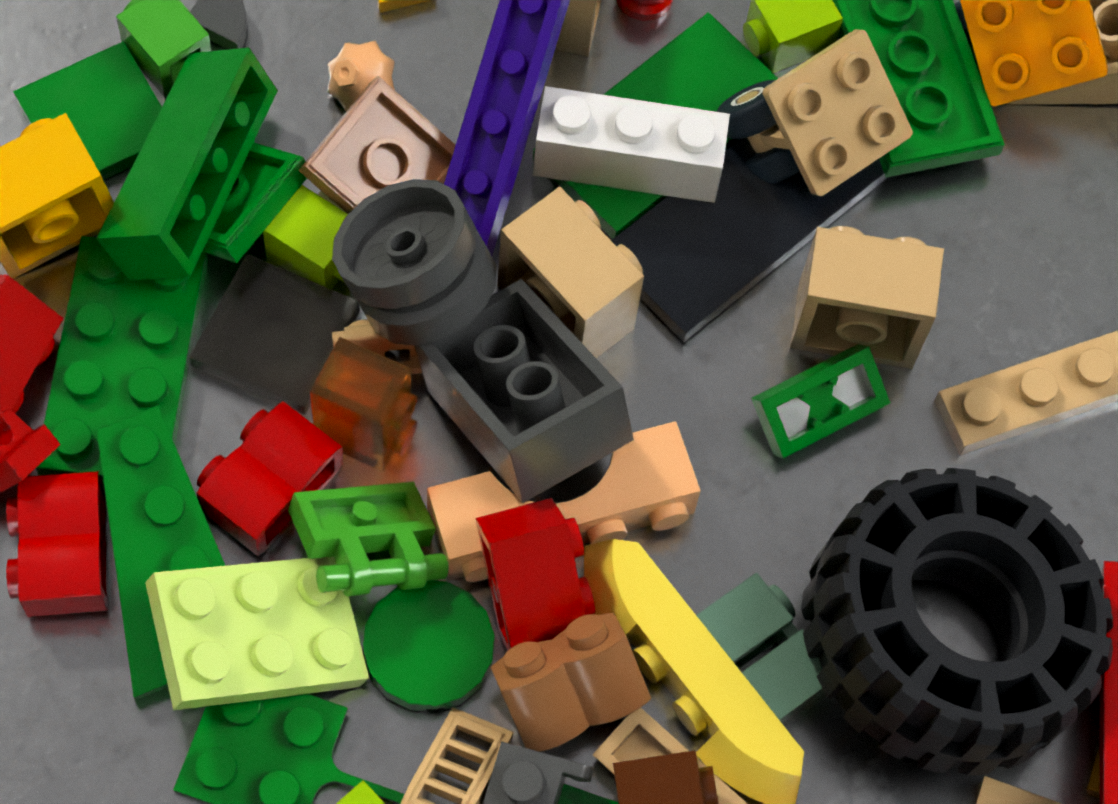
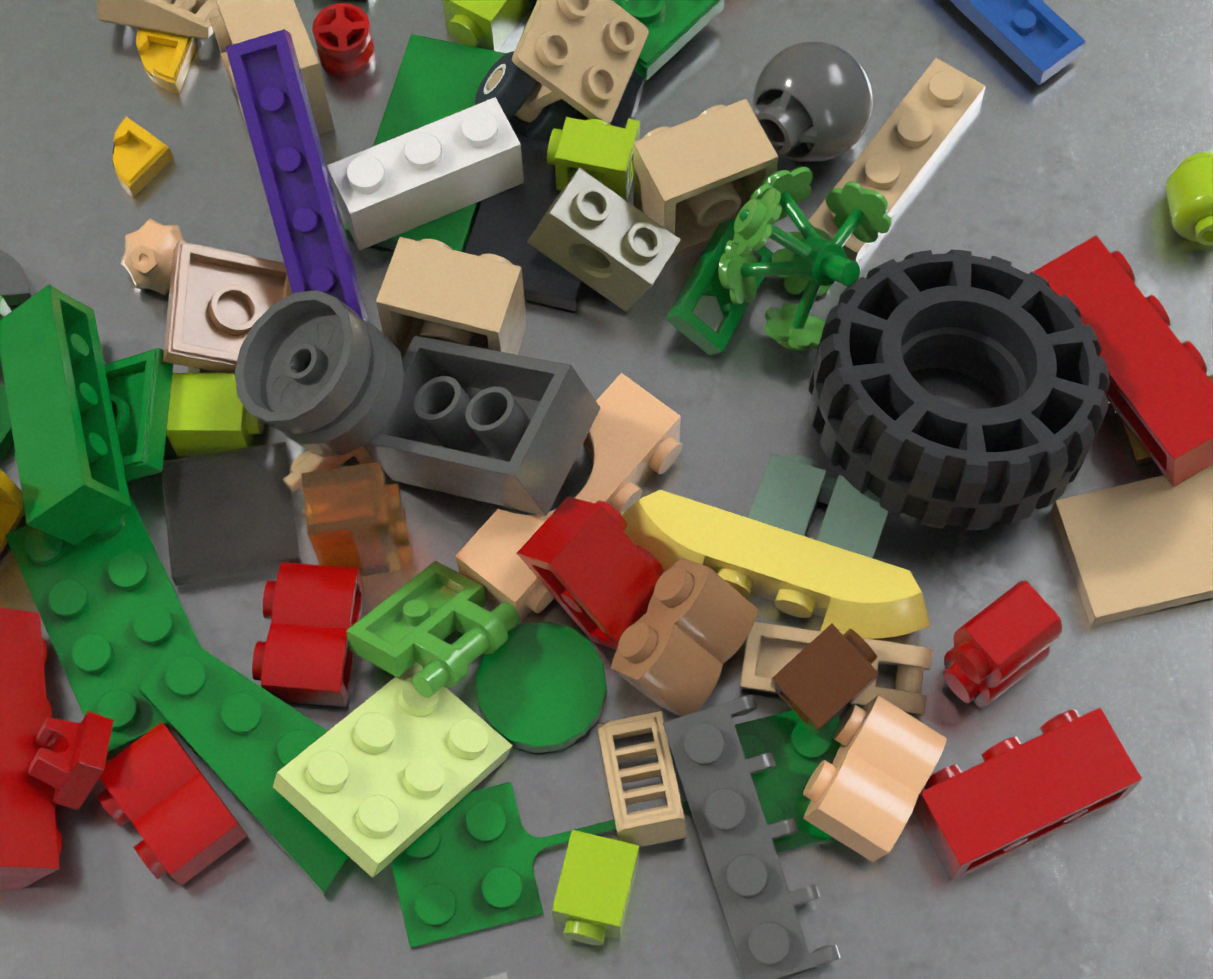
camera: 25 degrees left, 0 degrees up
(742, 296) = (603, 240): none -> olive brick
(784, 217) = (596, 149): none -> lime brick
(909, 425) = (808, 257): none -> bright green plant
(1012, 287) = (813, 101): none -> dark grey brick

